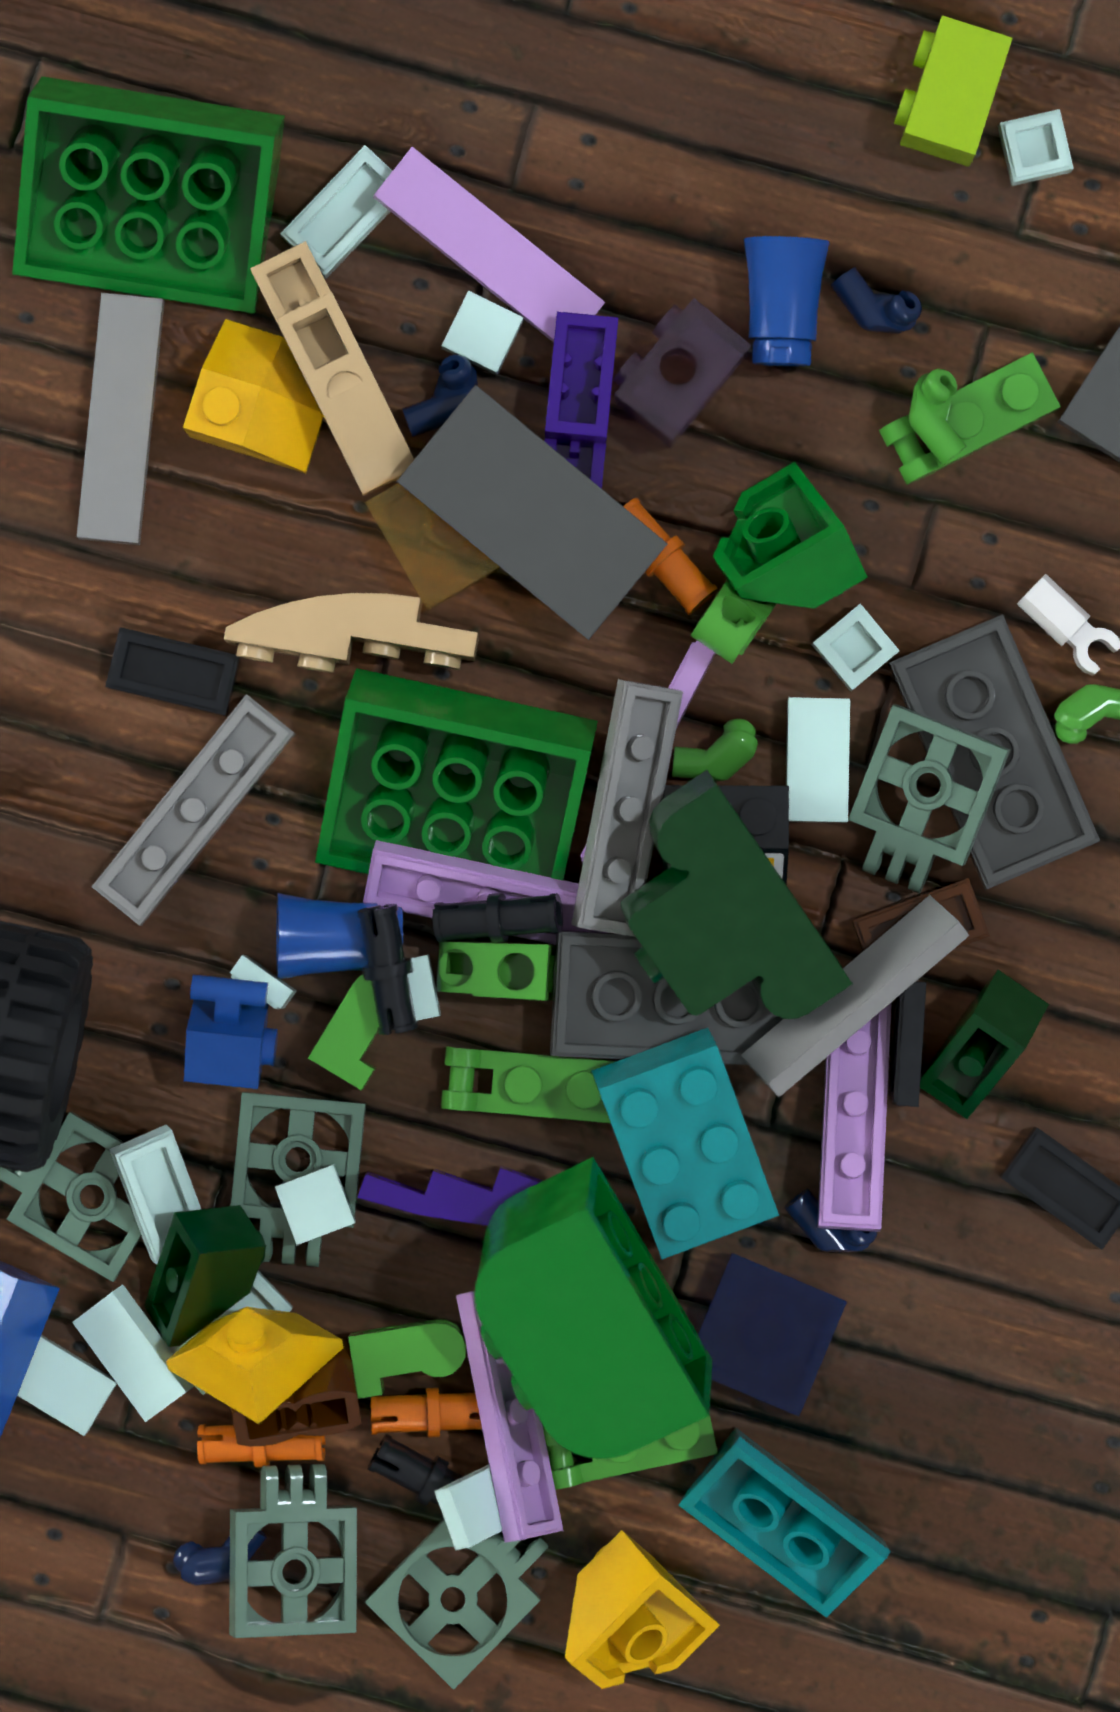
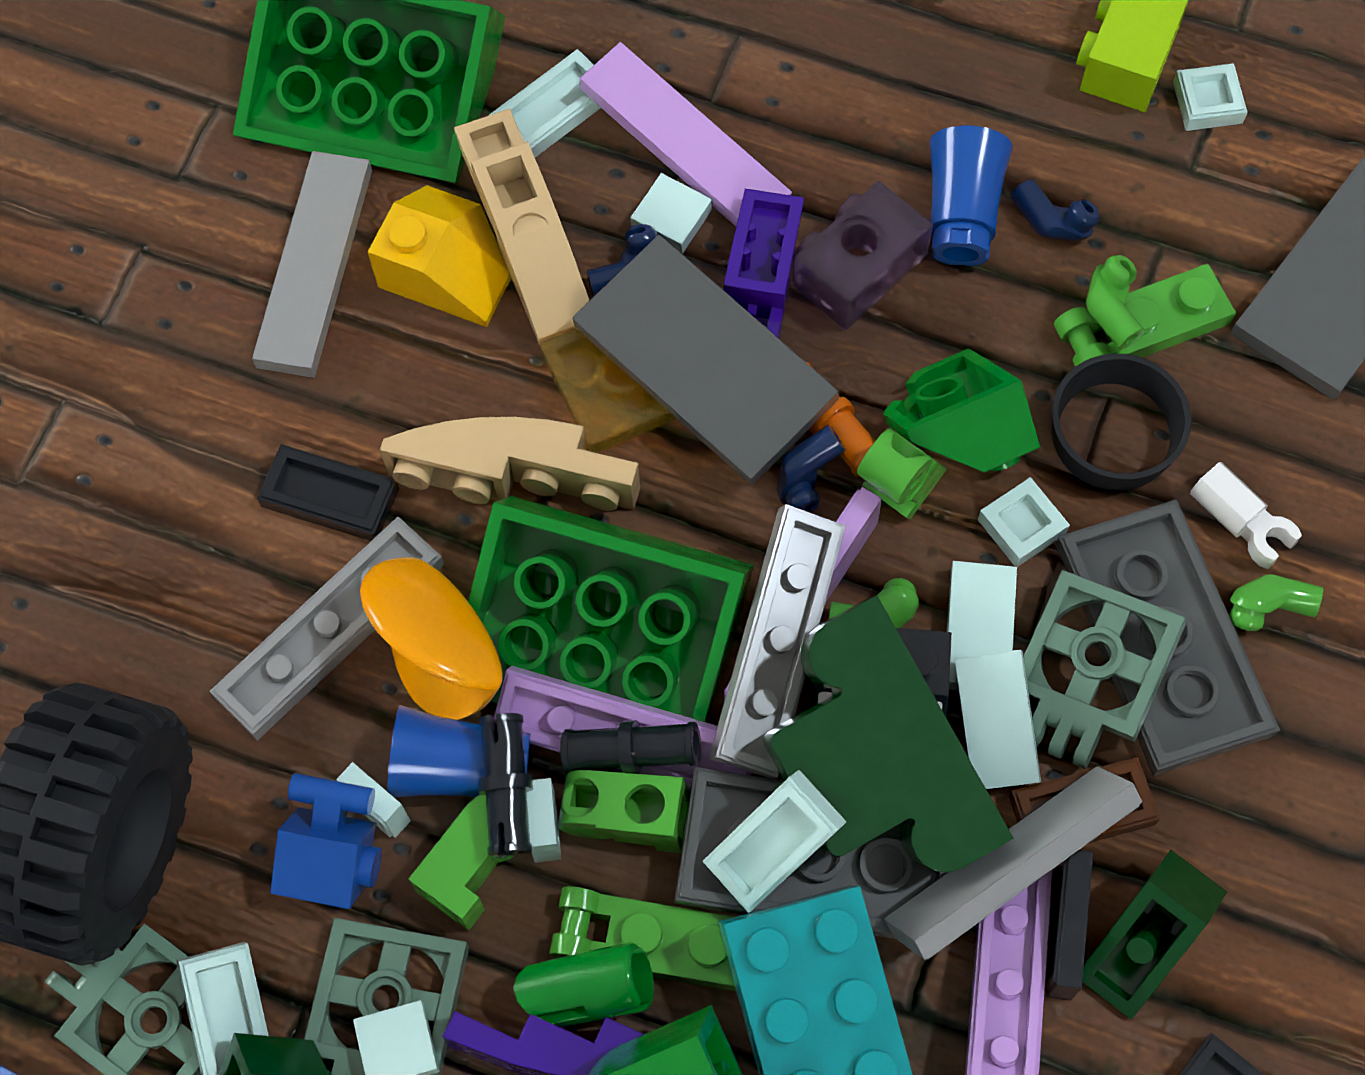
camera: 10 degrees right, 20 degrees down
(299, 825) = (433, 636): none -> light orange piece
(480, 1139) = (587, 985): none -> green arm
(636, 614) = (801, 465): none -> dark blue arm
(637, 1006) = (774, 841): none -> light aqua tile
(837, 856) = (998, 718): none -> light aqua tile
(985, 495) = (1134, 373): none -> black tyre

